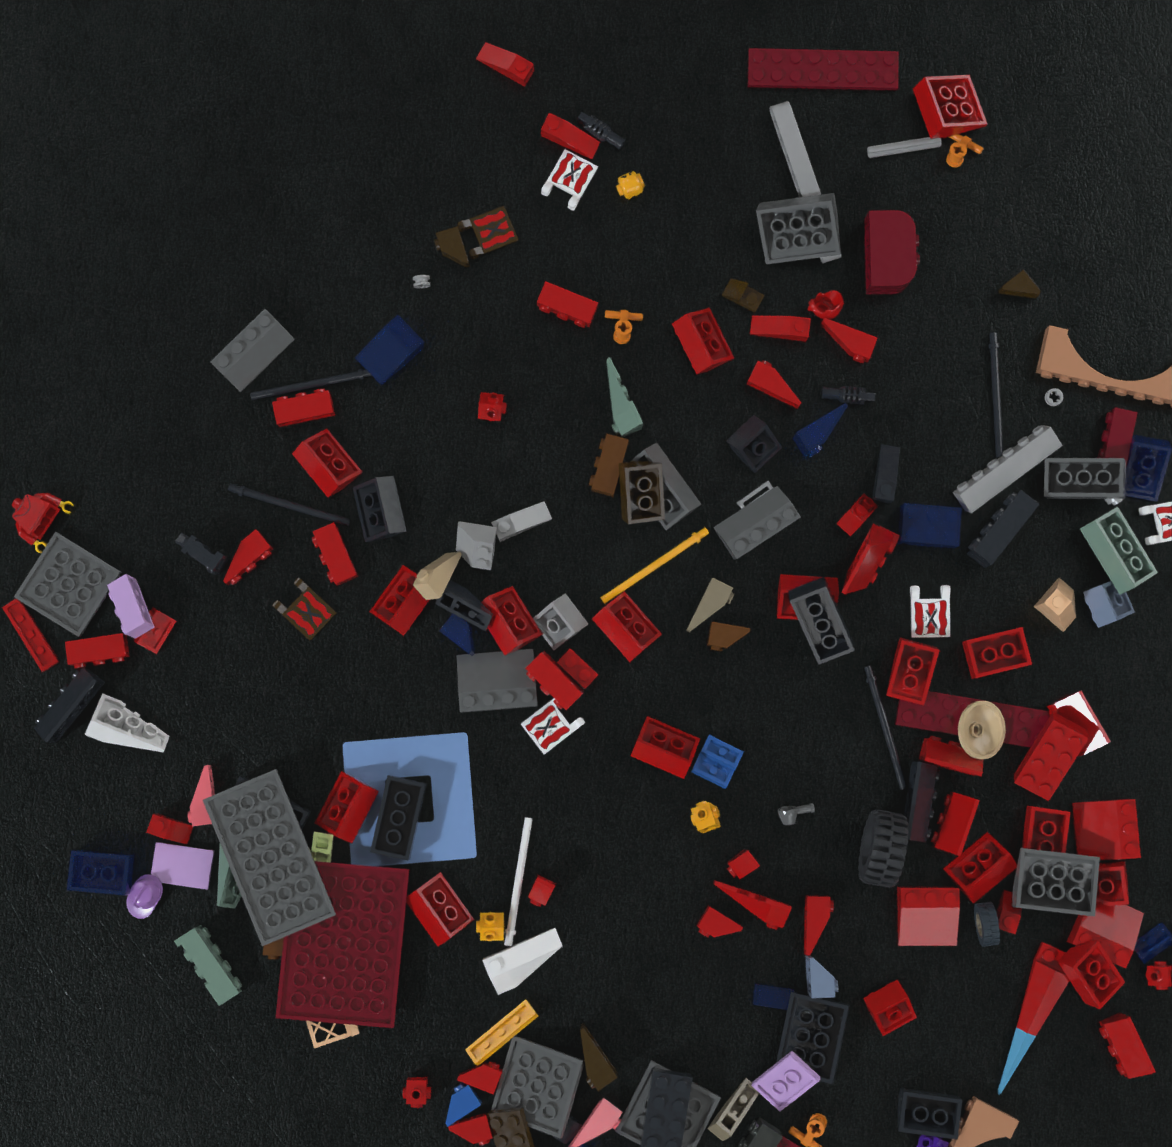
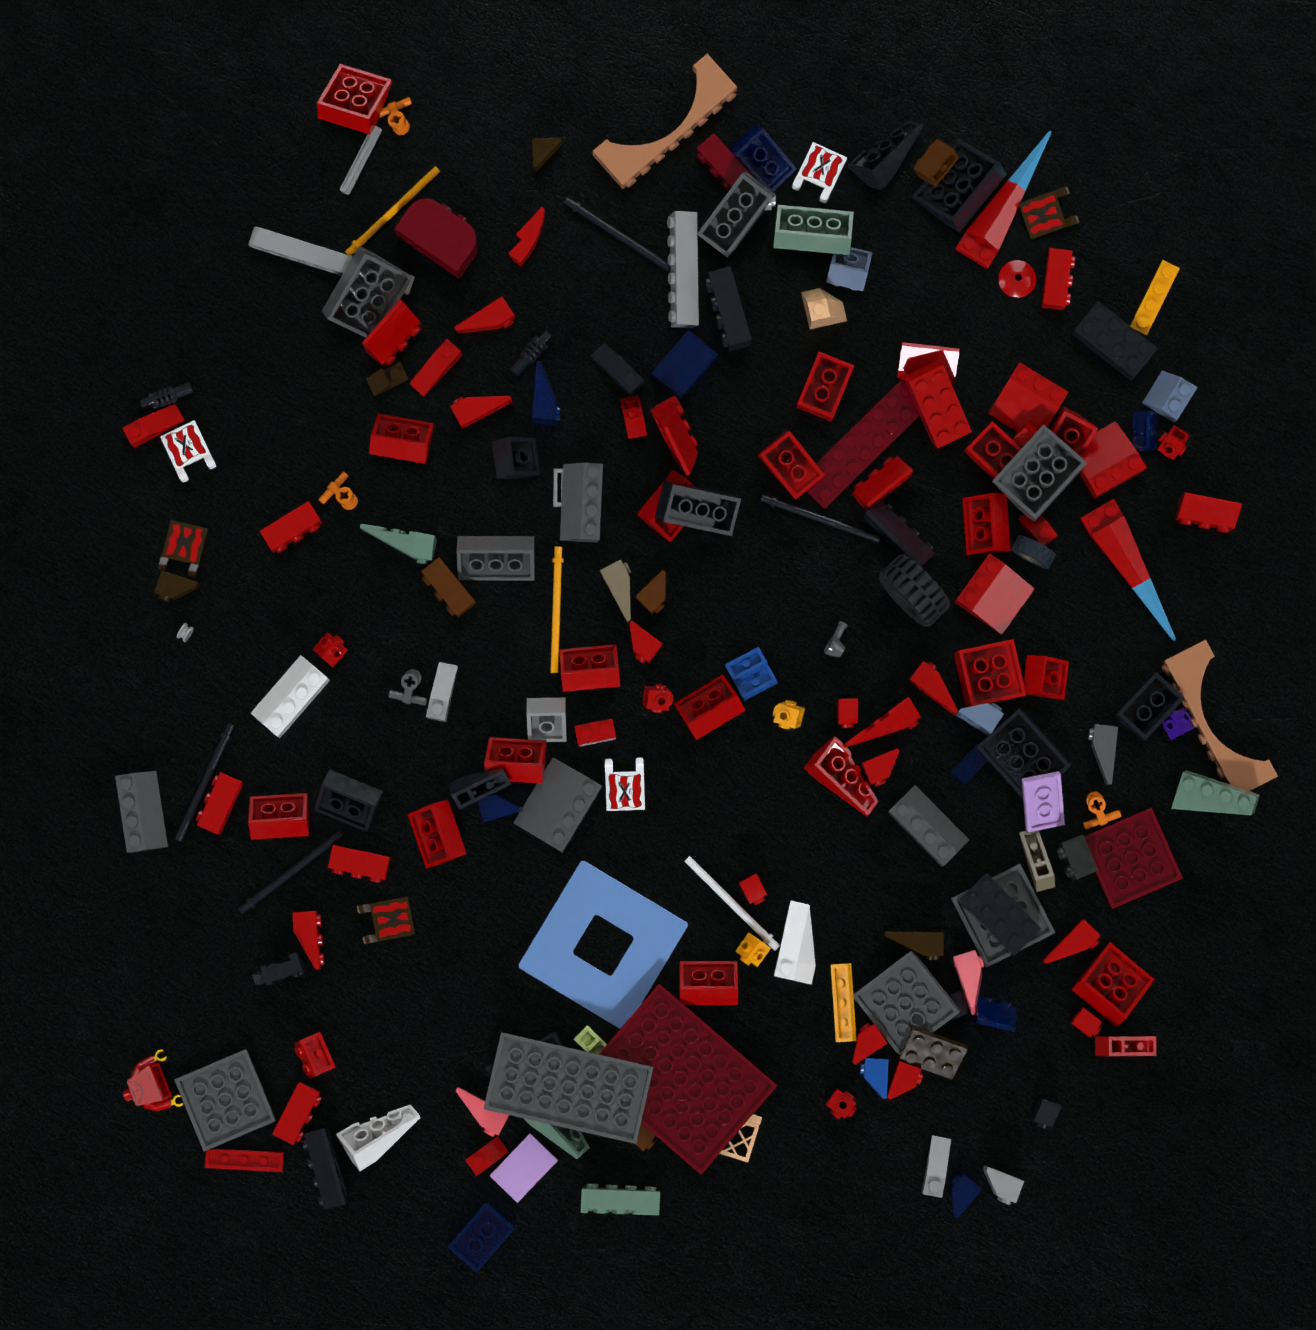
camera: 50 degrees left, 0 degrees up
(130, 606) = (281, 1060): lavender brick -> none
(144, 896) = (526, 1216): medium lavender piece -> none
(346, 807) = (572, 999): red slope -> none
(390, 350) = (223, 698): clear blue slope -> none
(398, 817) = (611, 962): black brick -> none
(430, 402) = (290, 696): none -> white slope
(434, 578) = (437, 792): tan slope -> none
(476, 544) = (435, 741): light grey slope -> none
(498, 496) = (407, 696): none -> dark grey piece
(506, 63) = (53, 433): red slope -> none
(554, 680) = (591, 758): red slope -> none
(630, 185) = (230, 404): light orange head -> none
(641, 491) = (489, 577): dark brown slope -> none
(641, 699) = (657, 698): none -> red brick
(678, 656) = (643, 643): none -> red slope
(687, 895) = (838, 772): none -> red wedge
(697, 998) = (928, 825): none -> dark grey slope
(782, 271) = (392, 334): none -> red slope
(823, 69) = (248, 178): dark red plate -> none
(826, 304) = (445, 317): red hair -> none
(859, 959) = (989, 673): none -> red slope
(867, 1099) = (1103, 743): none -> dark grey slope
(883, 202) = (392, 211): none -> light orange bar
(930, 616) = (757, 418): flag -> none
(940, 325) = (528, 238): none -> red slope
(954, 823) = (936, 519): red slope -> none
(981, 729) = (877, 443): tan dish -> none
(1049, 401) = (652, 183): light grey bush -> none
(1078, 846) = (1024, 434): none -> red brick
(1091, 973) = (1131, 497): red slope -> none

